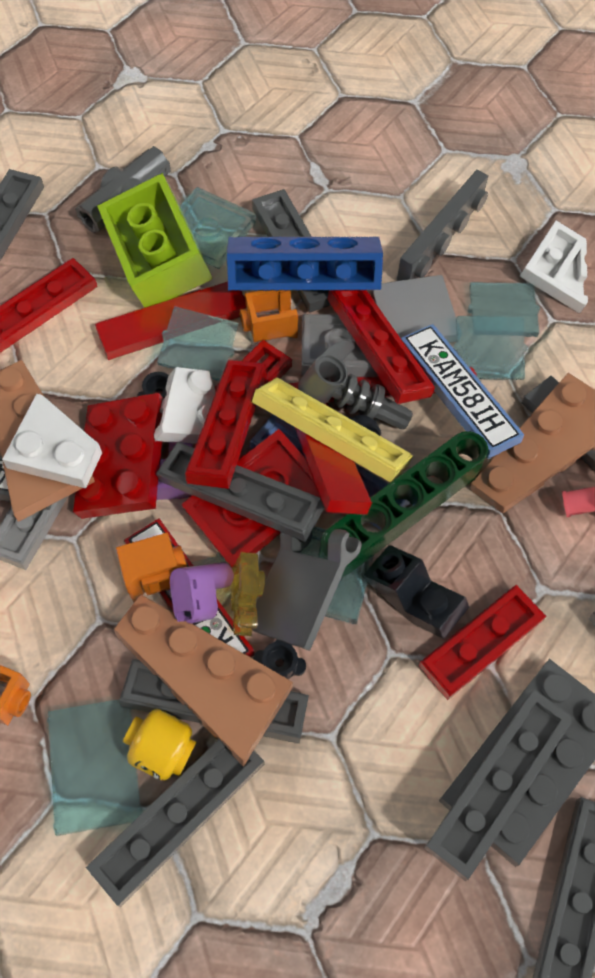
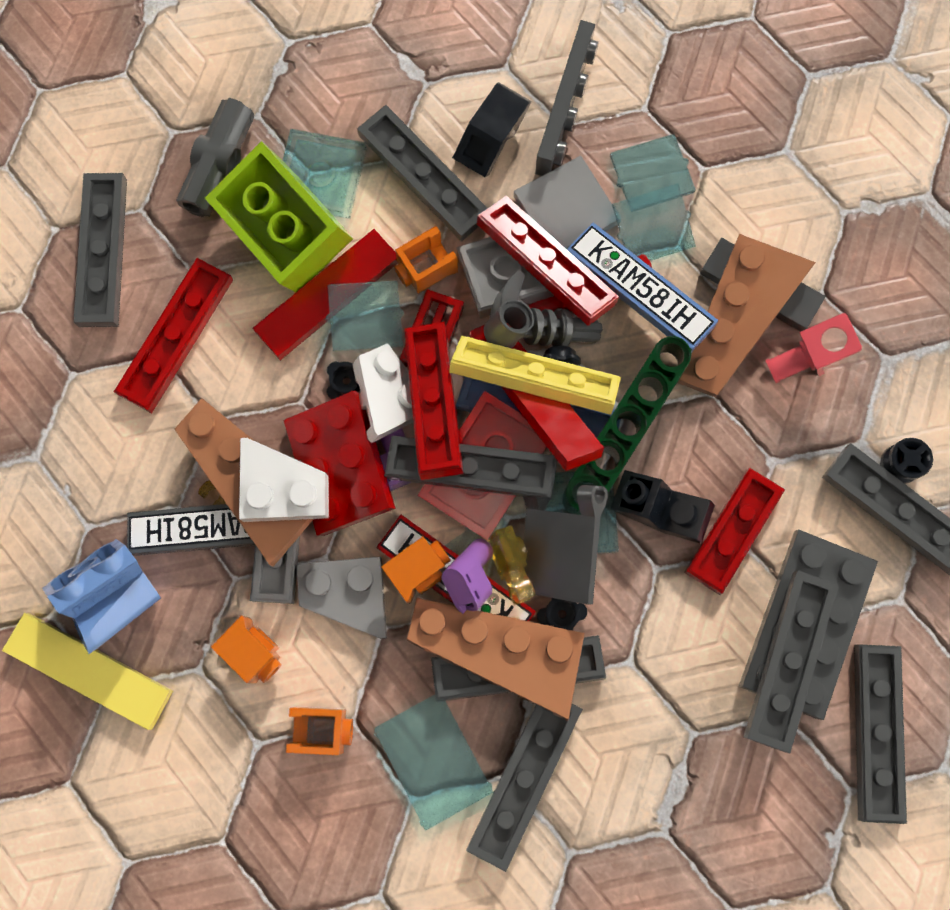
camera: 15 degrees left, 15 degrees up
(77, 573) = (345, 592): none -> light grey wing
(159, 744) = (487, 726): yellow head -> none
(304, 263) = (445, 198): blue brick -> none
(379, 220) = (491, 128): none -> black slope
(560, 266) = (694, 105): white wing -> none

